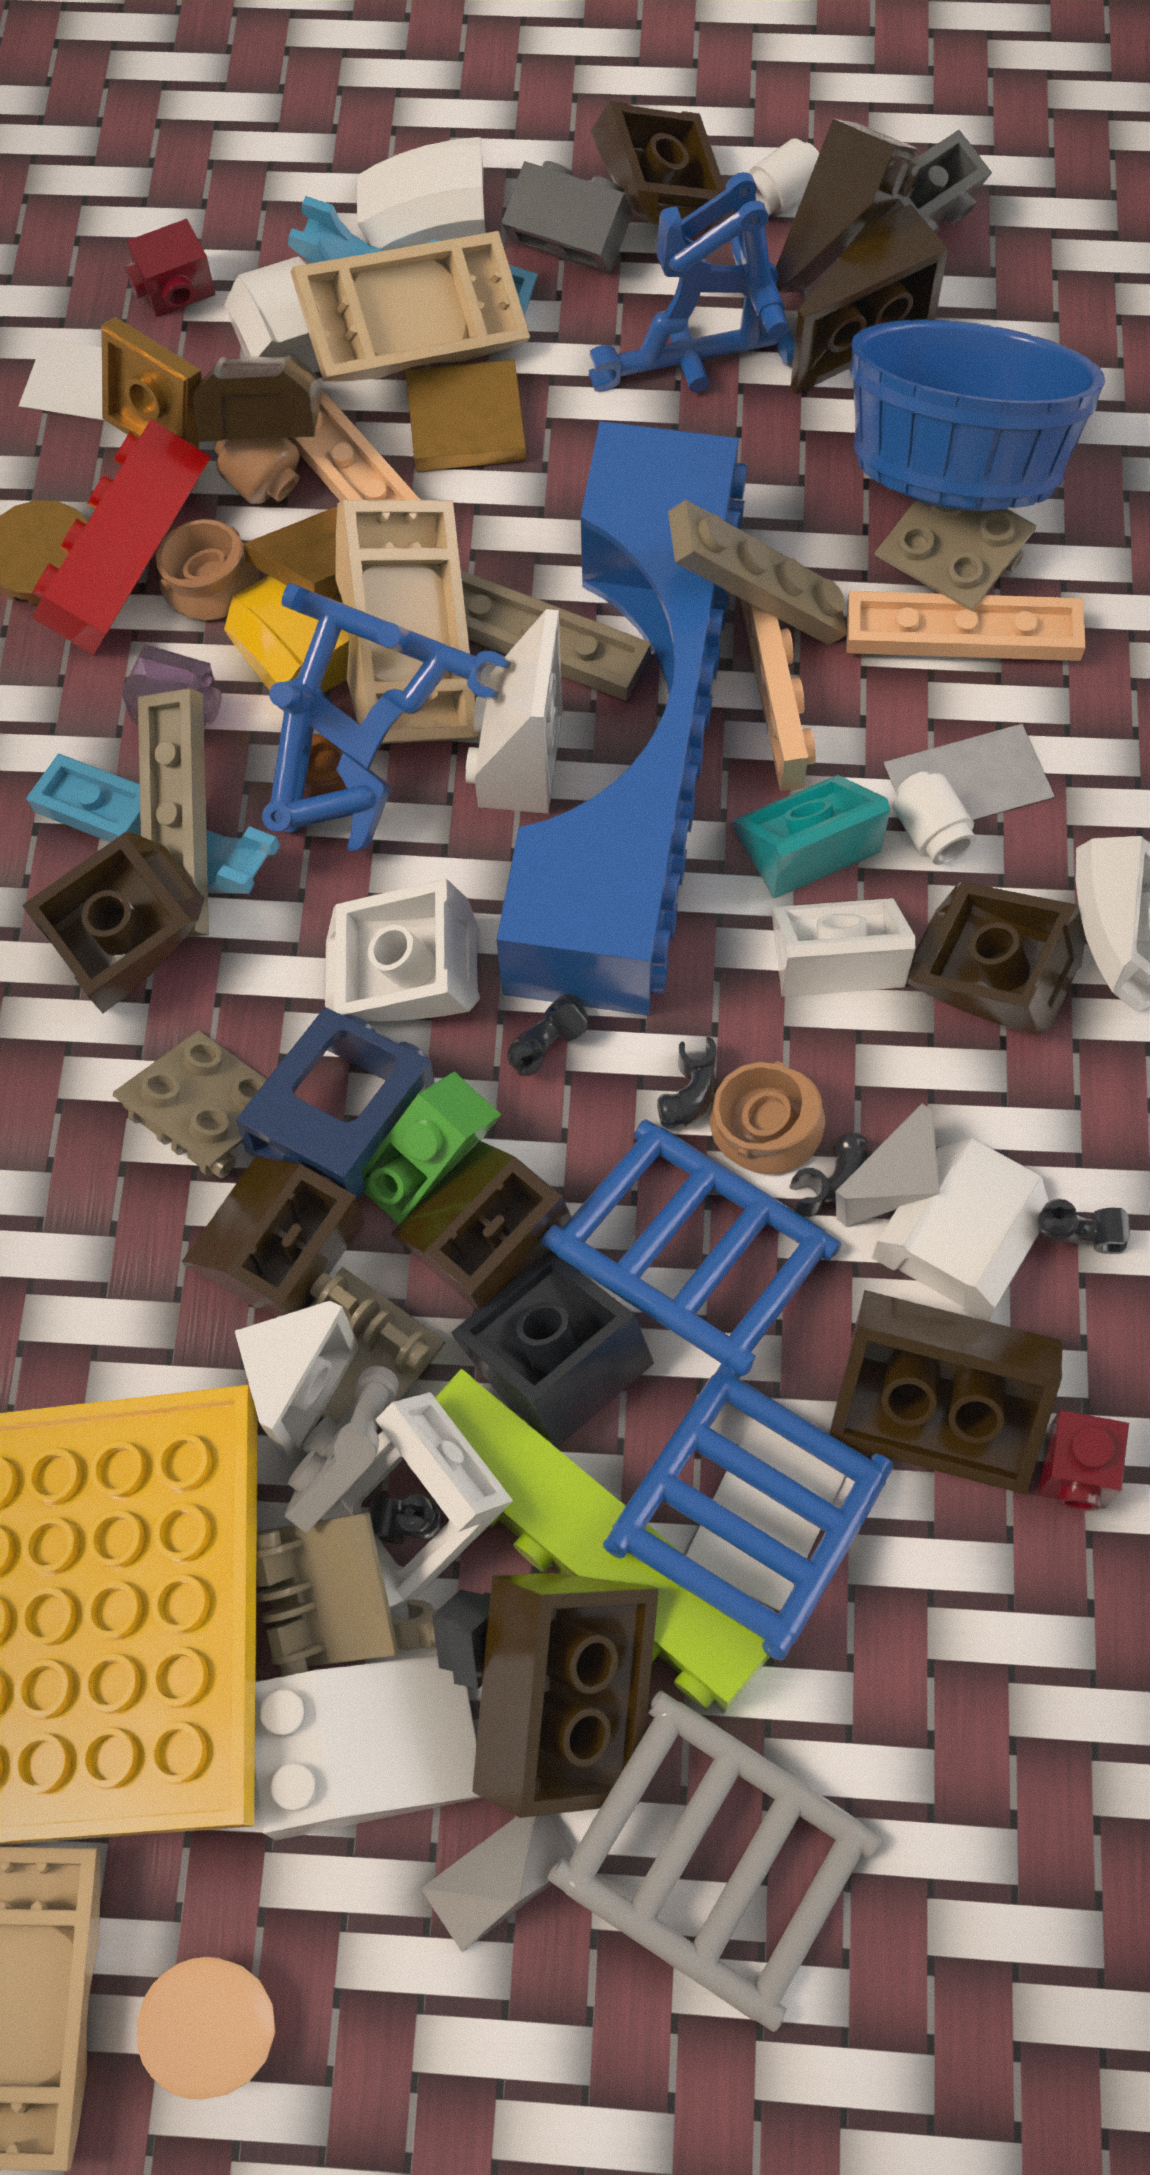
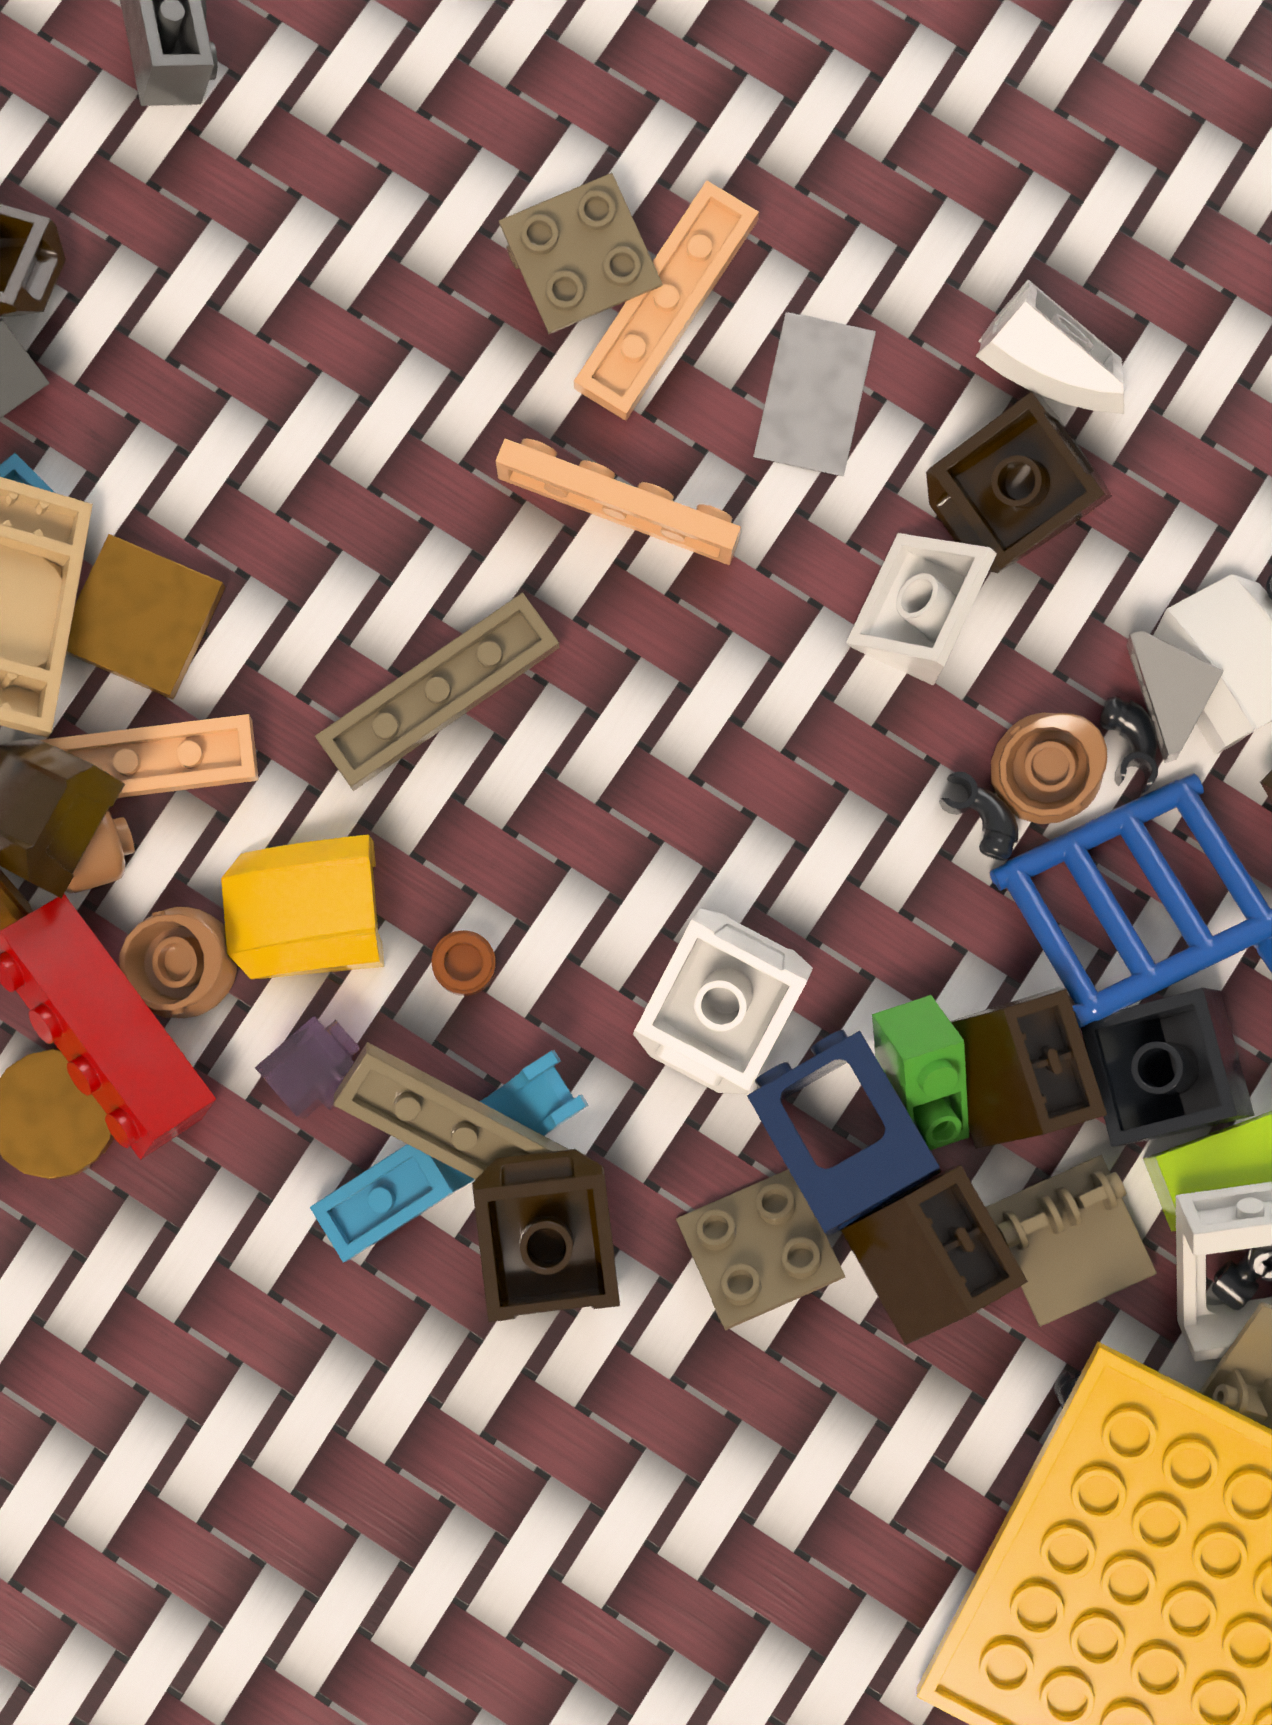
camera: 65 degrees left, 15 degrees up
(296, 1369) = (1091, 1302): white slope -> none
(299, 553) = (245, 841): pearl gold tile -> none
(310, 708) = (431, 951): blue piece -> none
(340, 1449) = (1183, 1295): light grey plate -> none
(405, 569) = (387, 809): tan slope -> none
(521, 726) = (556, 762): white slope -> none
(564, 1018) = (868, 934): black arm -> none
(600, 883) = (435, 523): blue arch -> none
(753, 276) = (171, 322): blue piece -> none
(756, 572) = (540, 460): dark tan plate -> none
(784, 175) = (47, 147): white brick -> none
(813, 833) = (794, 563): teal slope -> none
(849, 187) = (172, 118): dark brown slope -> none
(881, 277) = (262, 136): dark brown slope -> none
(934, 817) = (849, 450): white brick -> none
(968, 411) = (476, 155): blue piece -> none

